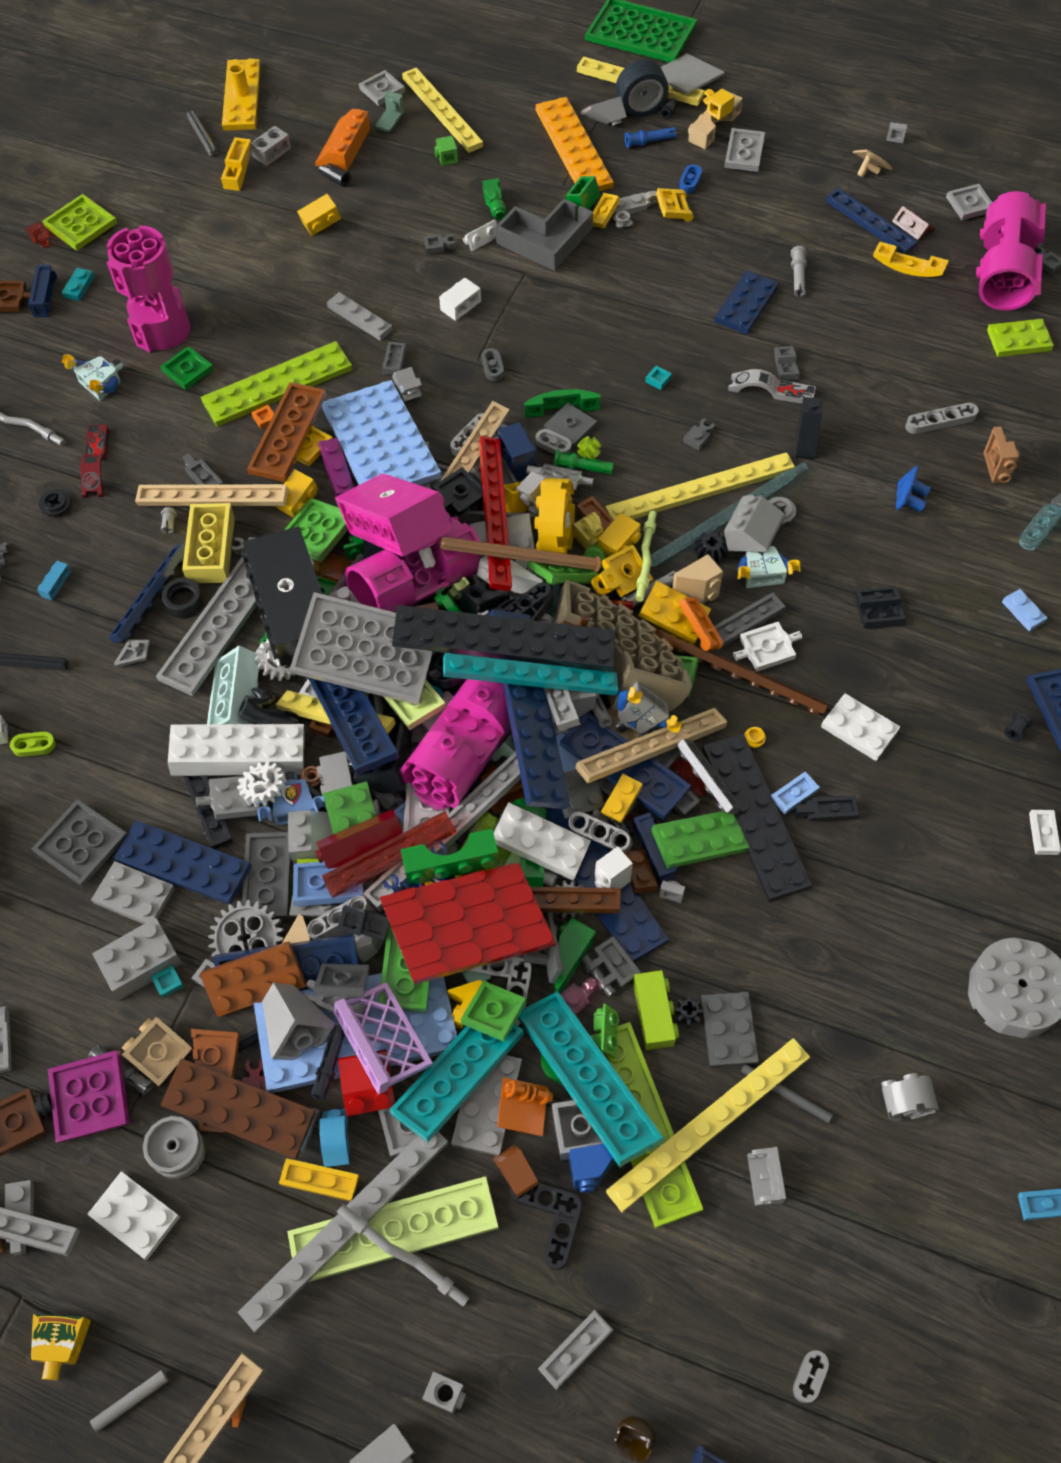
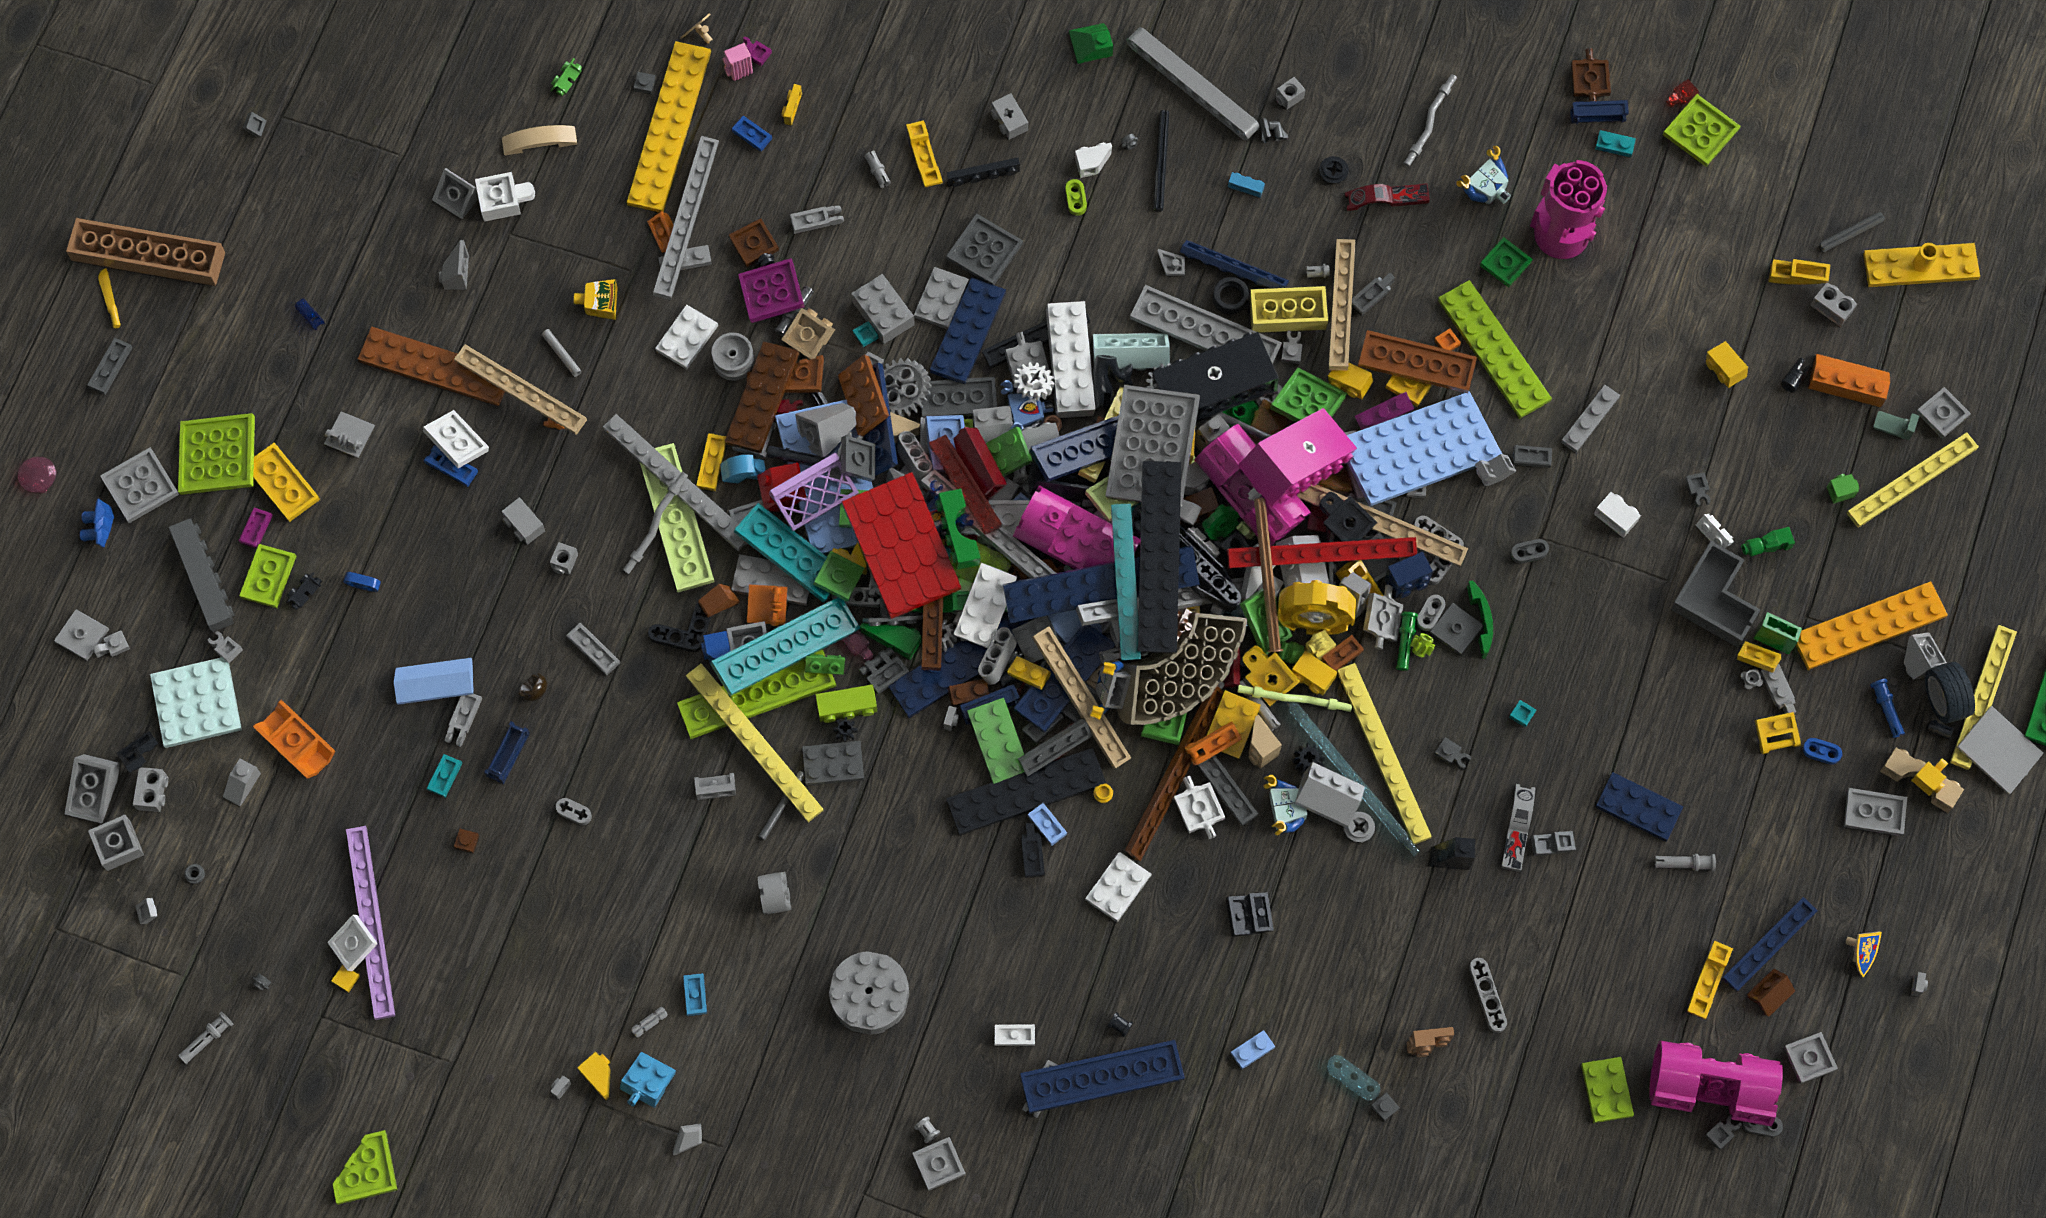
camera: 85 degrees right, 10 degrees up
(363, 922) = (908, 463): black slope -> none
(613, 870) = (957, 663): white brick -> none
(908, 484) = (1396, 951): blue connector -> none

